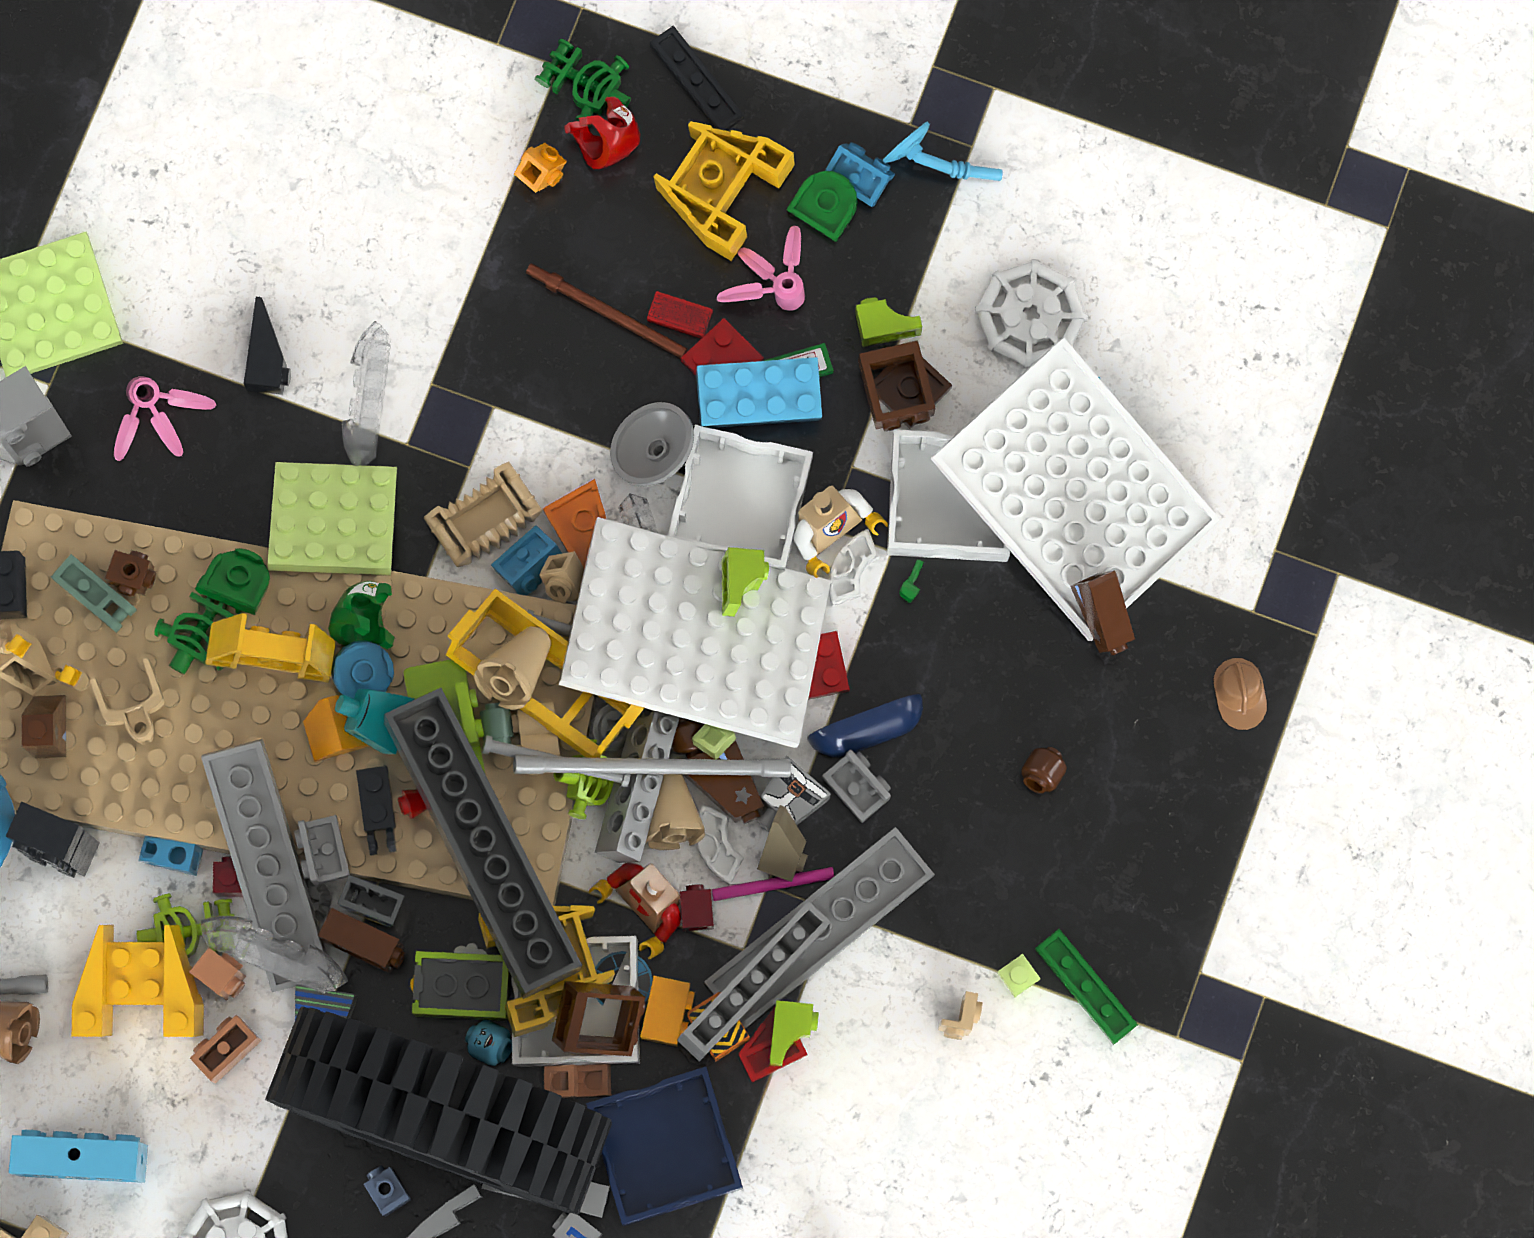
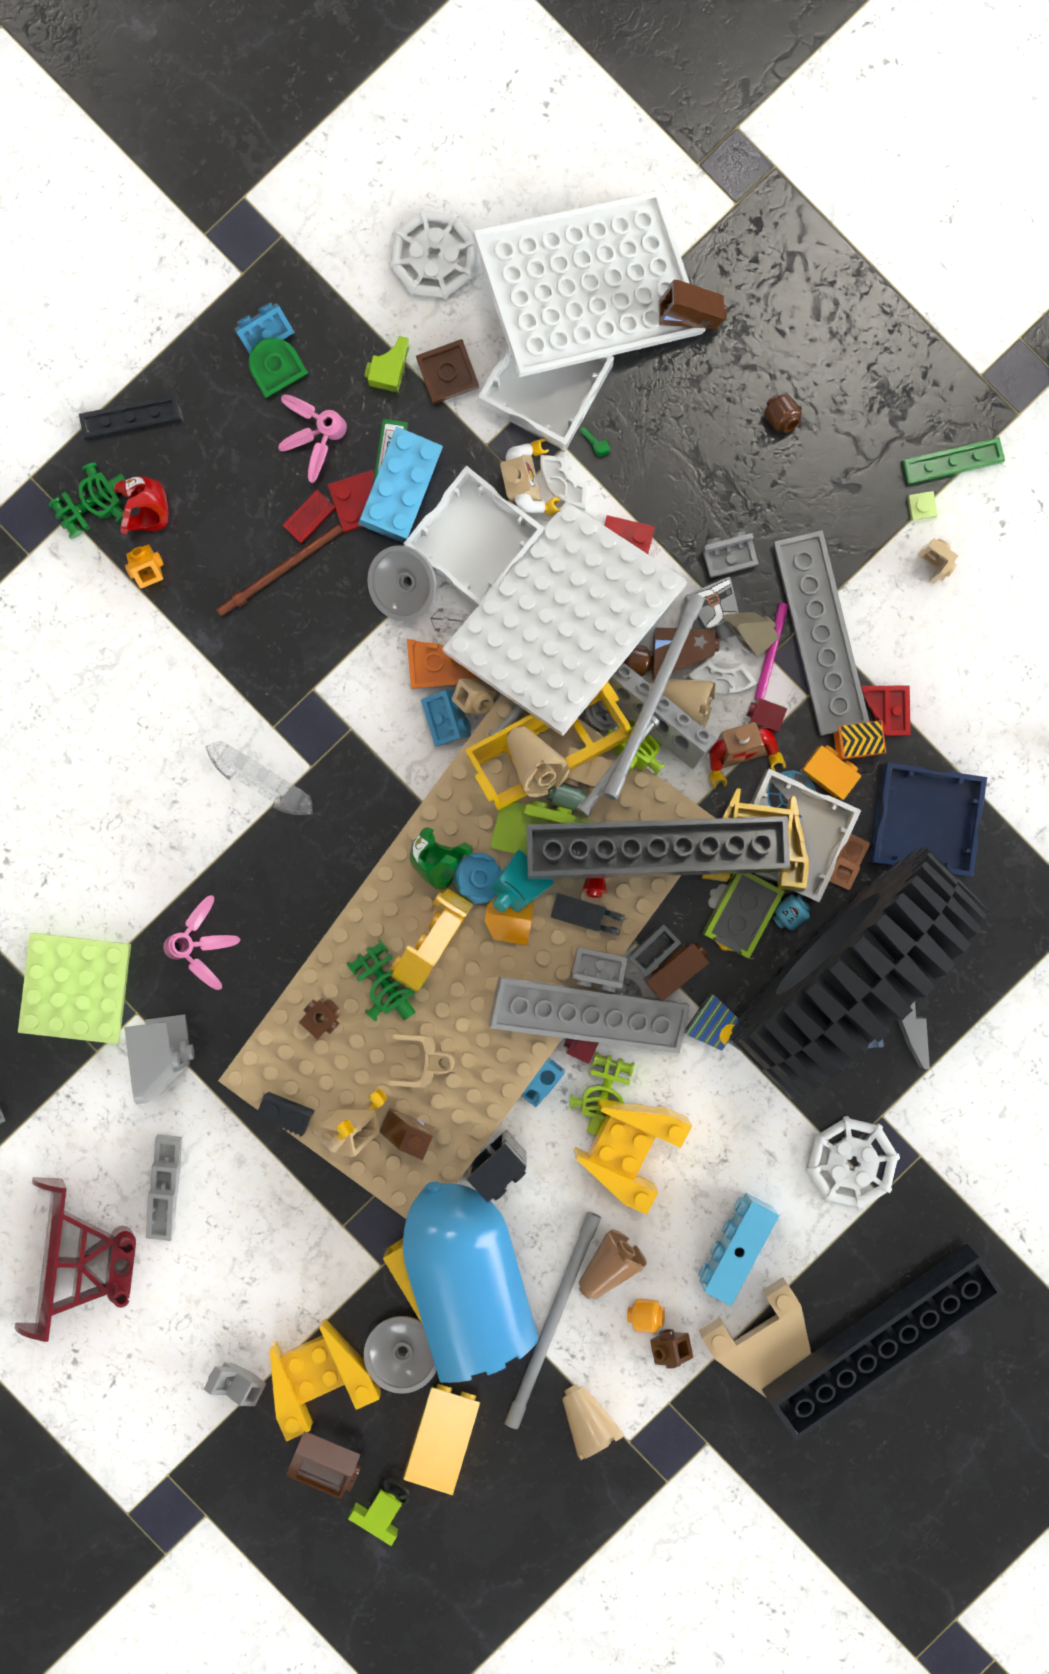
camera: 65 degrees left, 10 degrees up
(92, 592) = (320, 1053): sand green plate -> none
(219, 973) = (651, 1085): nougat brick -> none
(225, 1048) = (707, 1105): nougat brick -> none
(237, 580) = (363, 940): green tile -> none
(259, 948) = (657, 1040): clear brick -> none
(265, 362) = (196, 842): black slope -> none
(332, 518) = (346, 847): yellowish green plate -> none
(484, 517) = (397, 734): tan piece -> none
(572, 1011) = (810, 838): reddish brown window -> none
(713, 740) = (651, 643): yellowish green plate -> none
(714, 176) = (216, 439): yellow wedge -> none
(741, 572) = (536, 563): lime arch -> none
(753, 981) = (847, 697): light grey brick -> none
(791, 1023) = (886, 688): lime arch -> none
(868, 727) = (690, 526): dark blue brick -> none
(889, 357) = (418, 394): reddish brown window -> none
(912, 149) = (266, 278): medium azure dish -> none
(1240, 693) = (792, 243): medium nougat piece -> none

